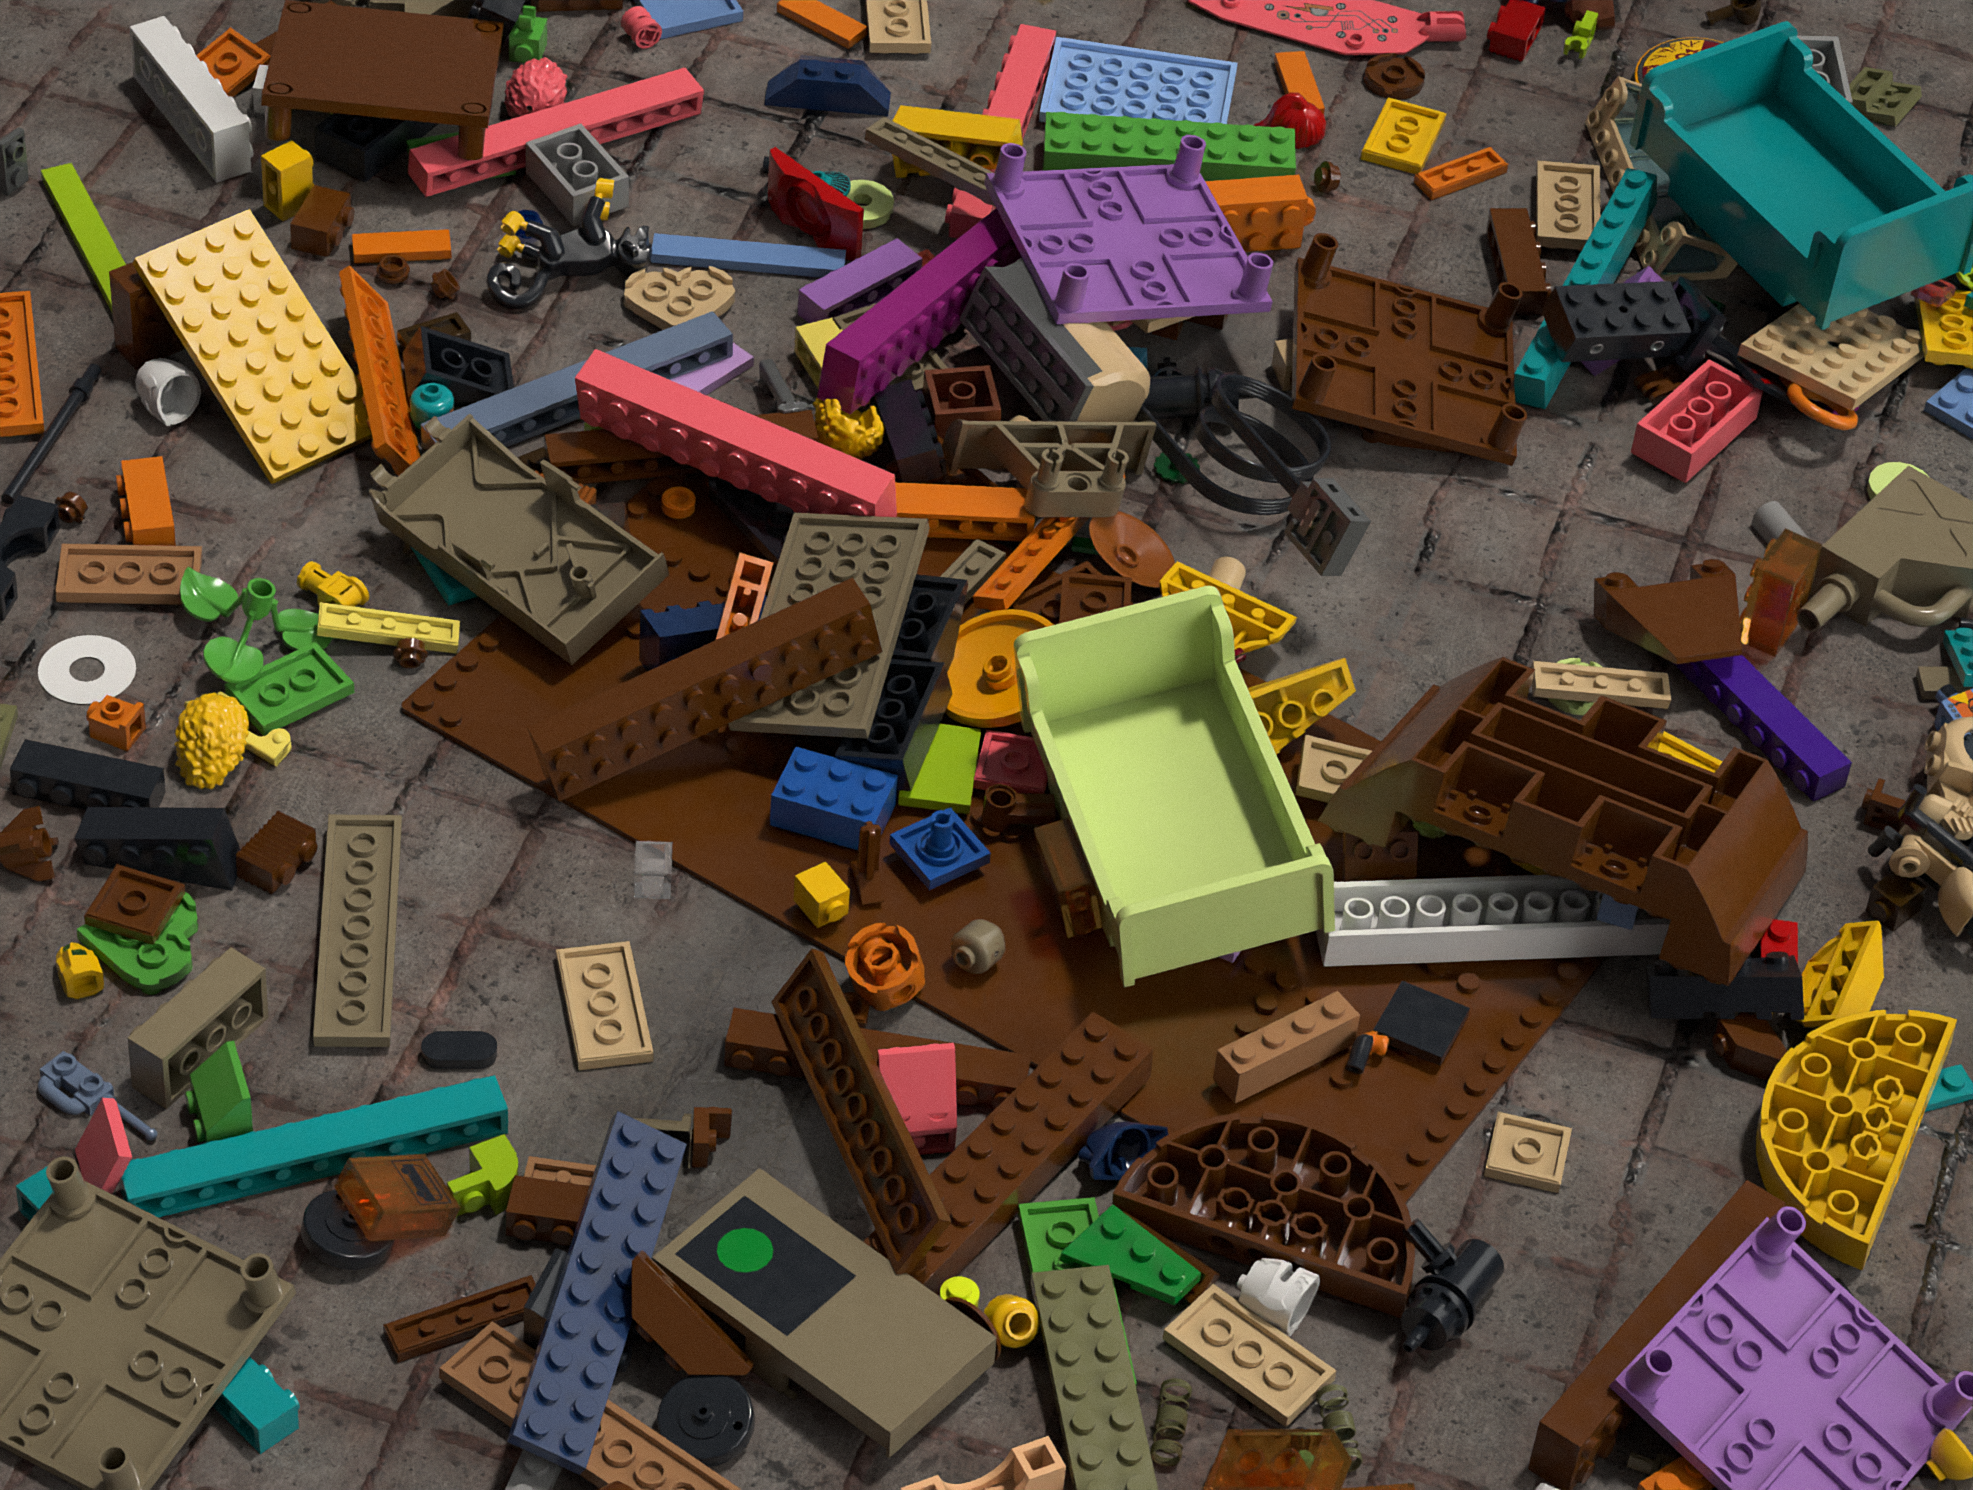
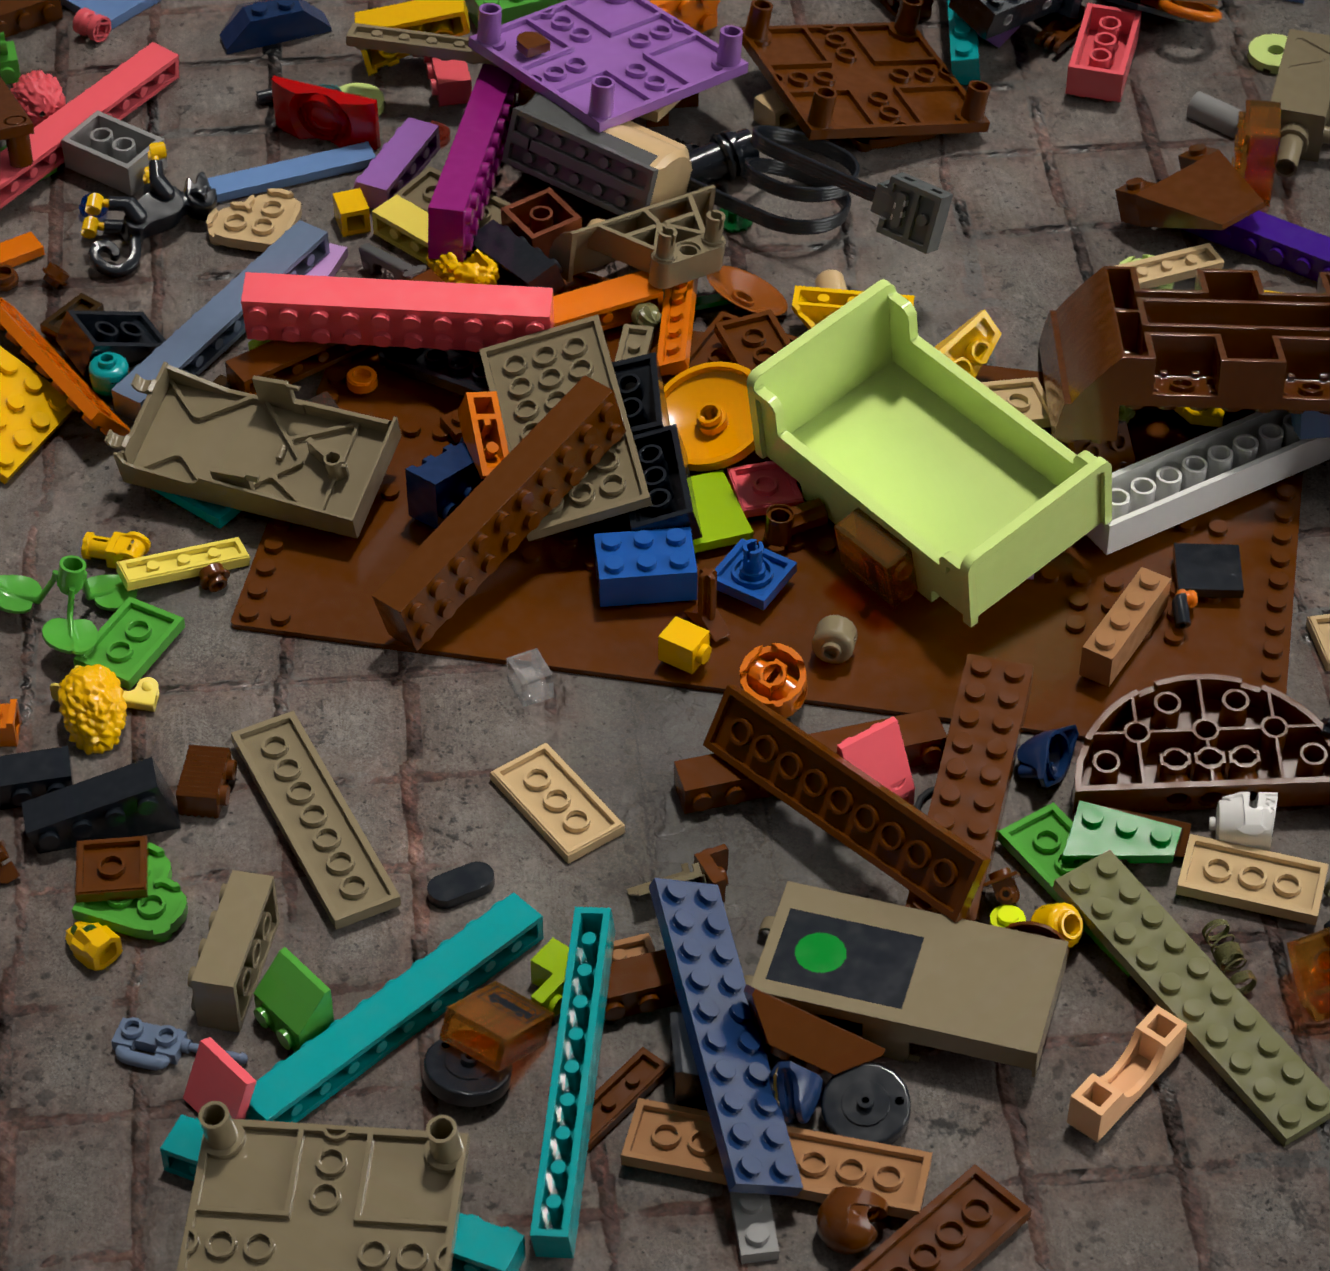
camera: 20 degrees left, 0 degrees up
(429, 1278) = (573, 1084): none -> teal brick
(637, 1376) = (795, 1091): none -> dark blue hat
(779, 320) = (351, 212): none -> yellow brick
(980, 1260) = (1004, 886): none -> reddish brown hinge
(1006, 538) = (646, 315): none -> olive plate
(1044, 203) = (532, 44): none -> reddish brown tile

